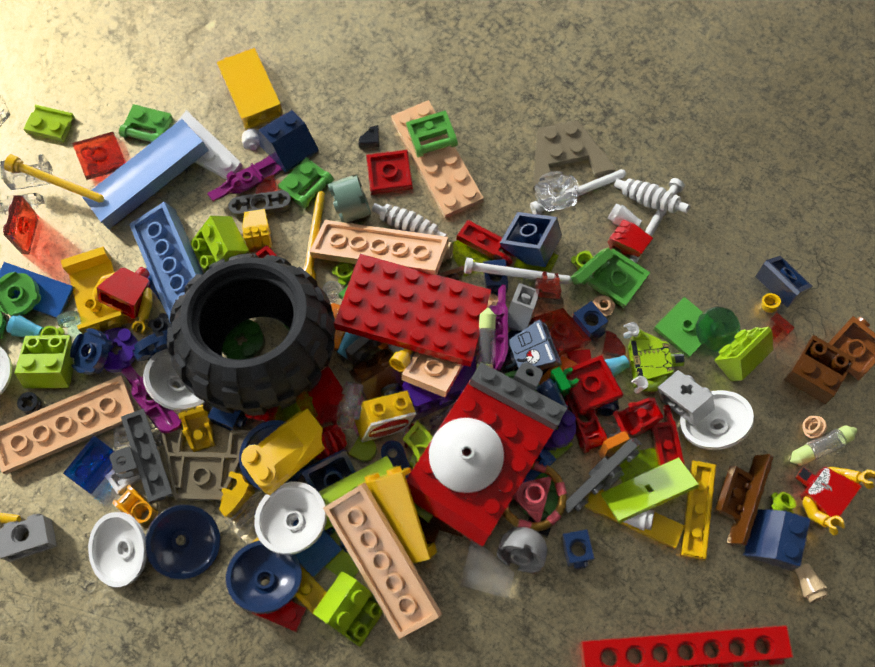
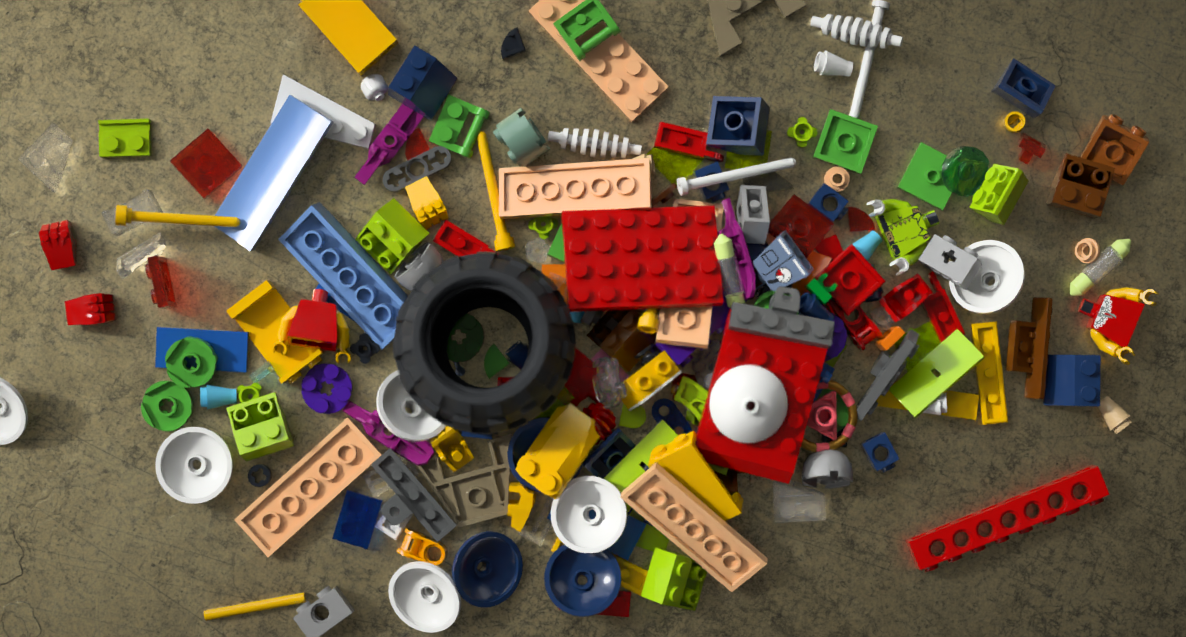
camera: 25 degrees left, 20 degrees up
(94, 361) = (317, 399): dark blue plate -> none
(145, 119) = (242, 98): bright green plate -> none
(150, 346) = (377, 375): dark blue plate -> none
(389, 172) = (549, 83): red tile -> none
(536, 208) = (733, 80): white bar -> none
(547, 287) = (774, 182): clear red tile -> none
(556, 200) = (746, 71): clear plate -> none
(599, 262) = (815, 139): bright green plate -> none
(629, 239) = (846, 94): red hand -> none
(783, 502) = (1071, 342): lime plate -> none

